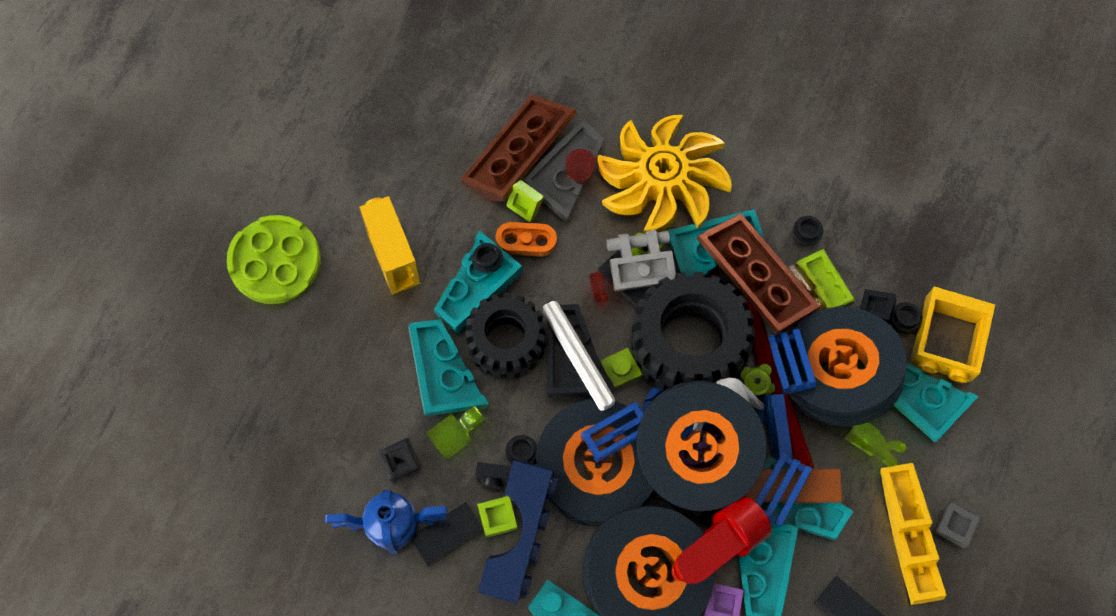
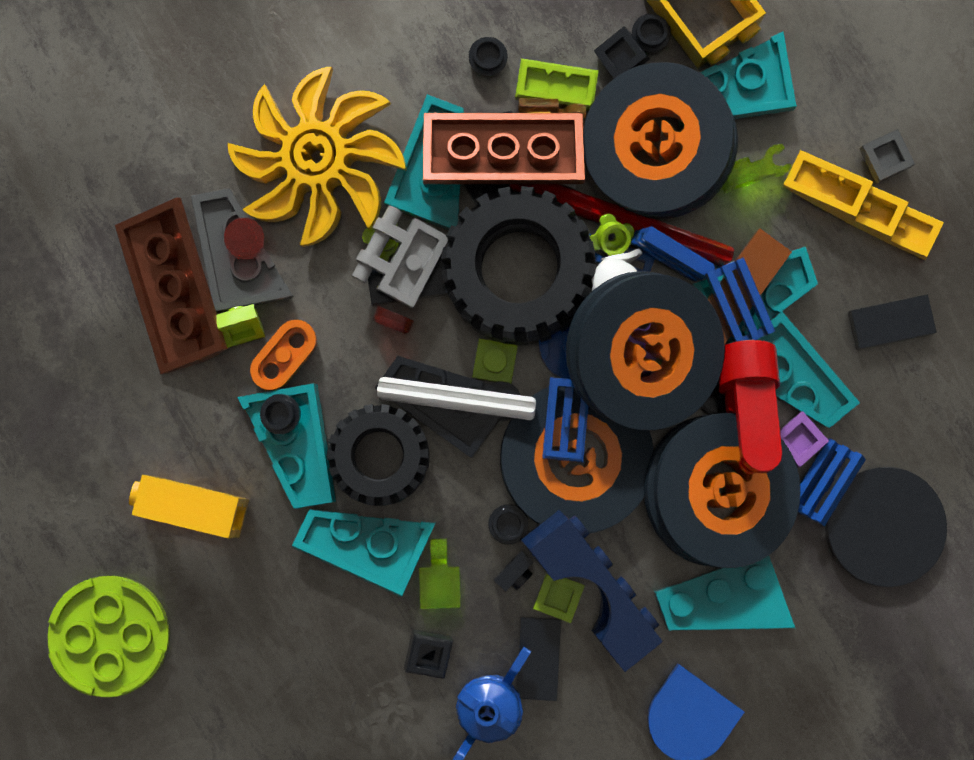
camera: 60 degrees left, 15 degrees up
(785, 340) = (593, 178): blue tile -> none

